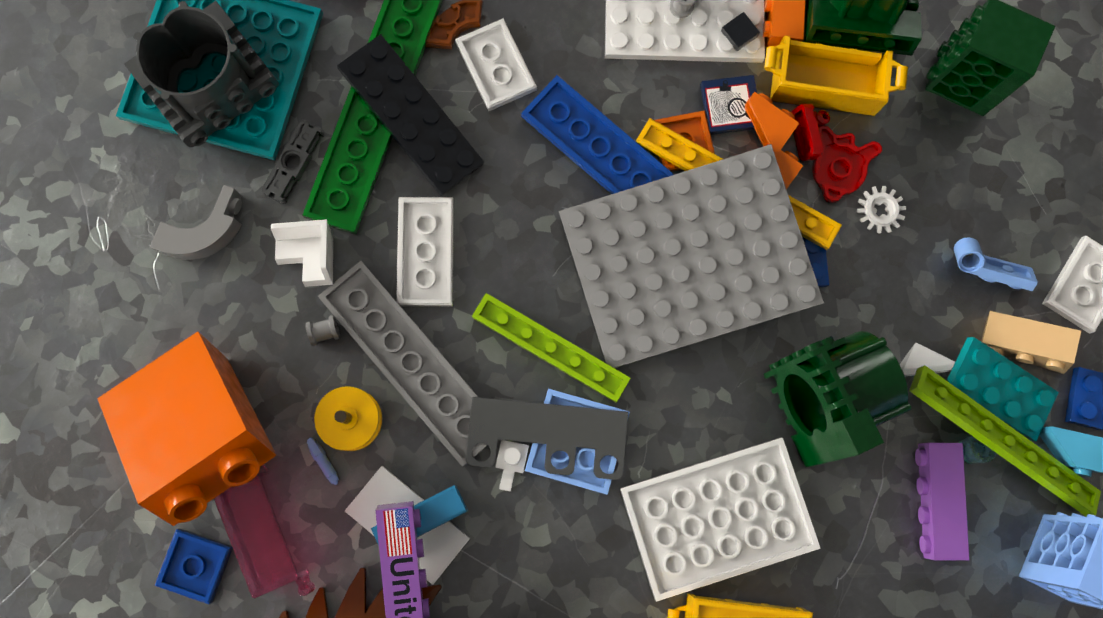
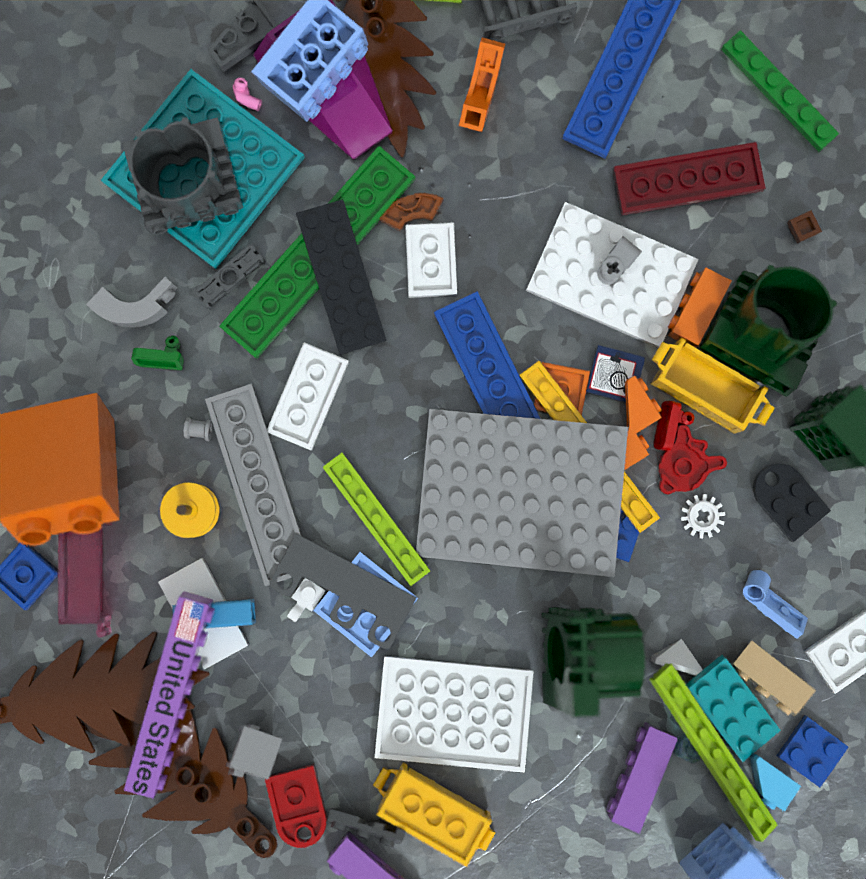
camera: 30 degrees right, 5 degrees up
(251, 274) = (154, 358): none -> green piece
(307, 244) = (215, 353): white panel -> none
(320, 457) = (156, 528): light blue piece -> none
(740, 31) = (648, 316): black tile -> none
(959, 159) = (790, 501): none -> black plate

